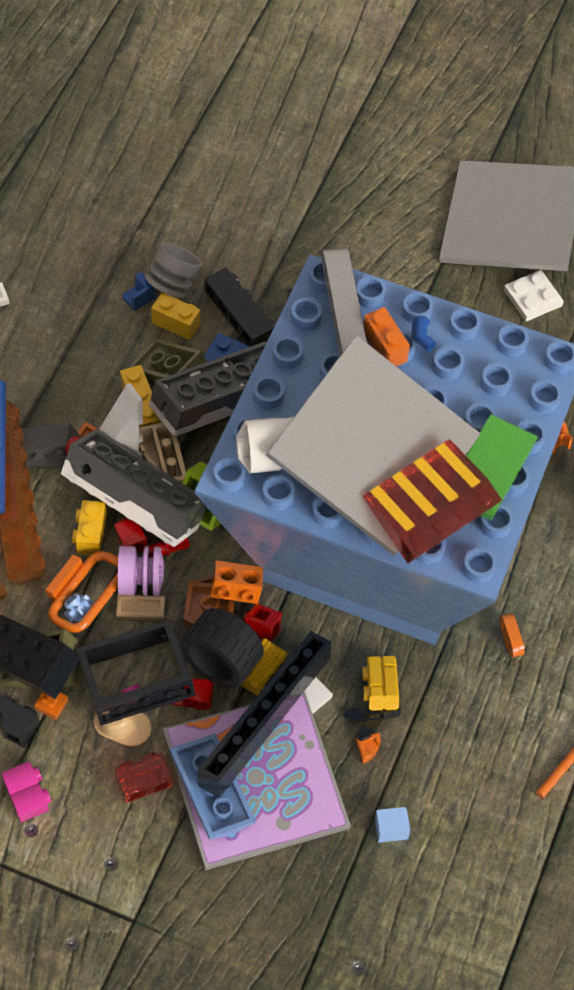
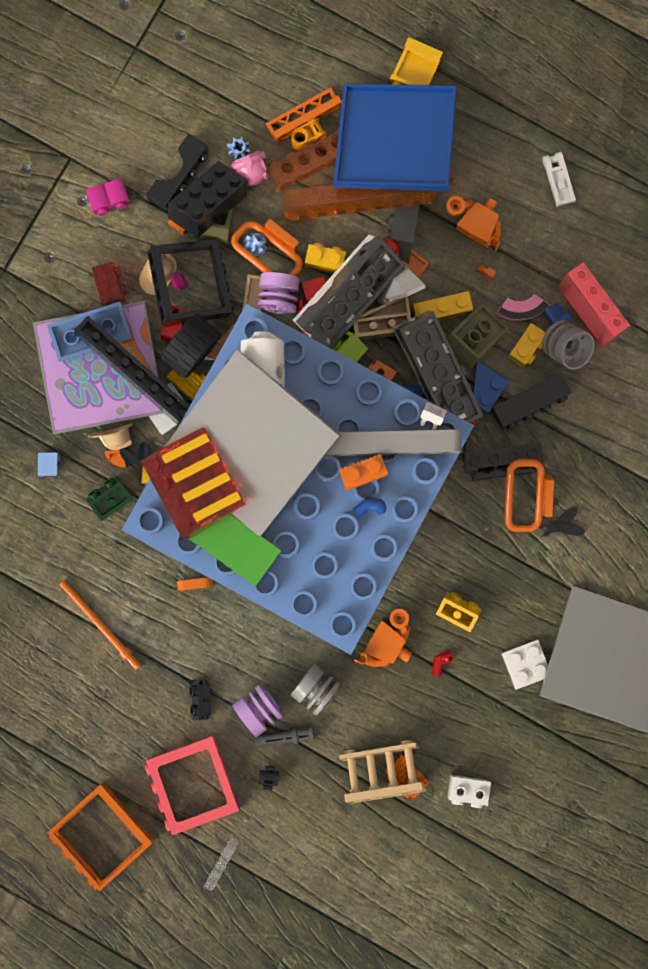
camera: 100 degrees right, 25 degrees up
(35, 372) = (478, 221): none -> orange torso
(94, 363) = (487, 273): none -> orange tile
(108, 279) = (592, 305): none -> coral piece
(133, 326) = (522, 310): none -> tile
(308, 278) = (433, 414): none -> white tile
(342, 746) = (115, 438): none -> tan piece
(377, 266) = (562, 525): none -> black piece
(422, 747) = (108, 498): none -> dark green bracket

